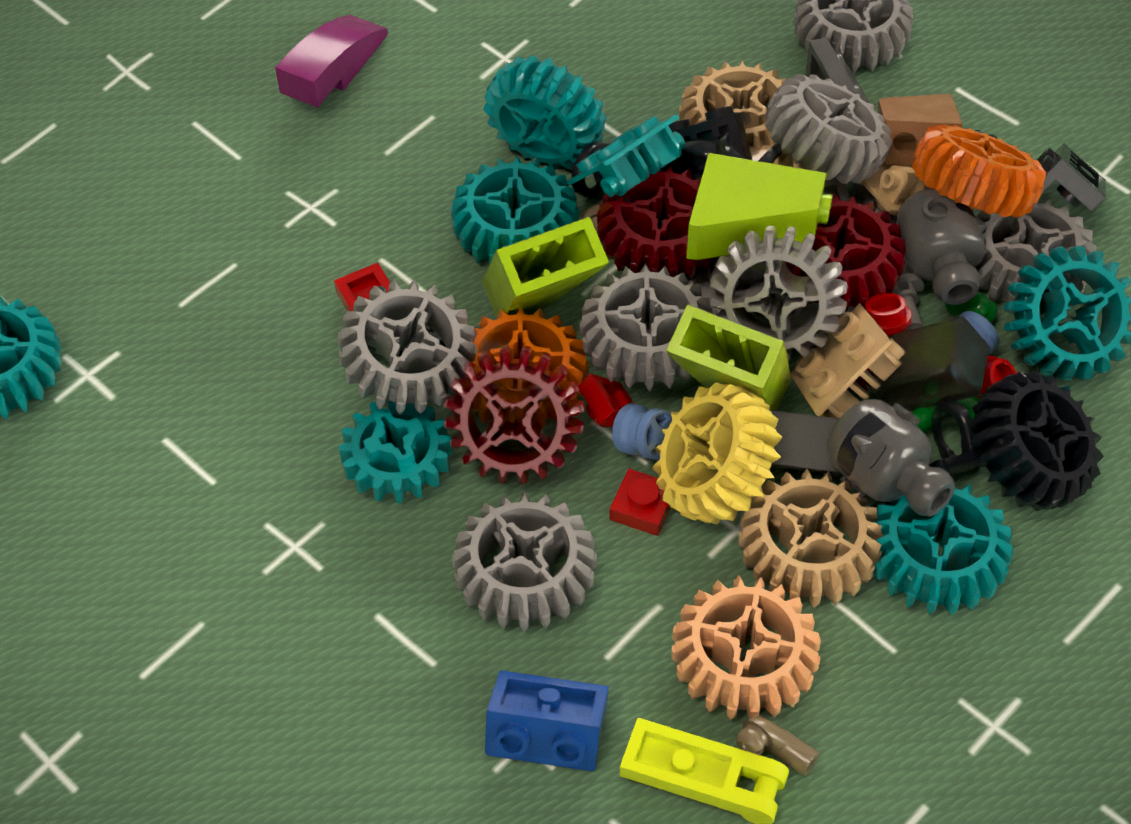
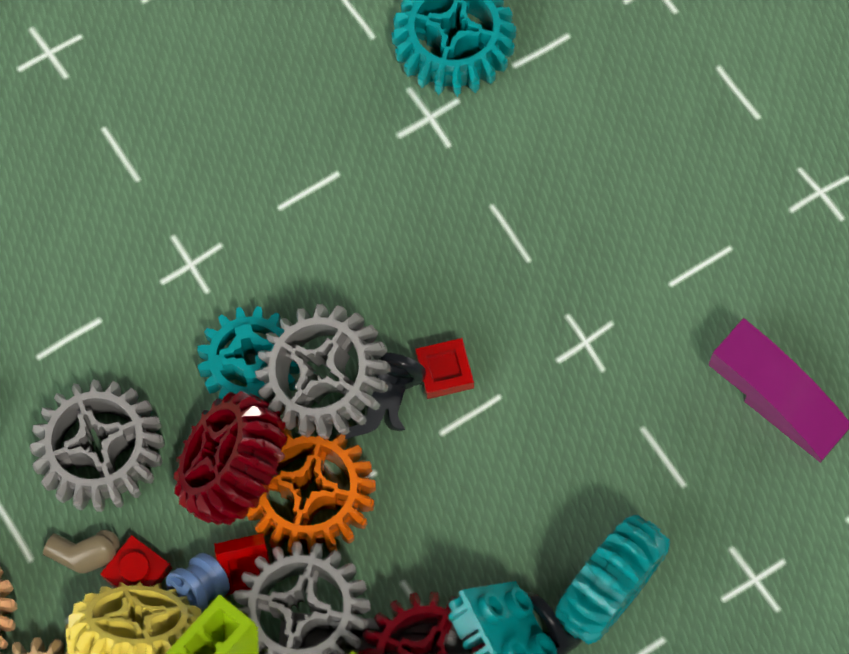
camera: 105 degrees right, 15 degrees up
(488, 200) = (516, 489): teal gear -> none
(543, 268) = (381, 511): lime slope -> none
(645, 549) = (85, 555): none -> dark tan arm

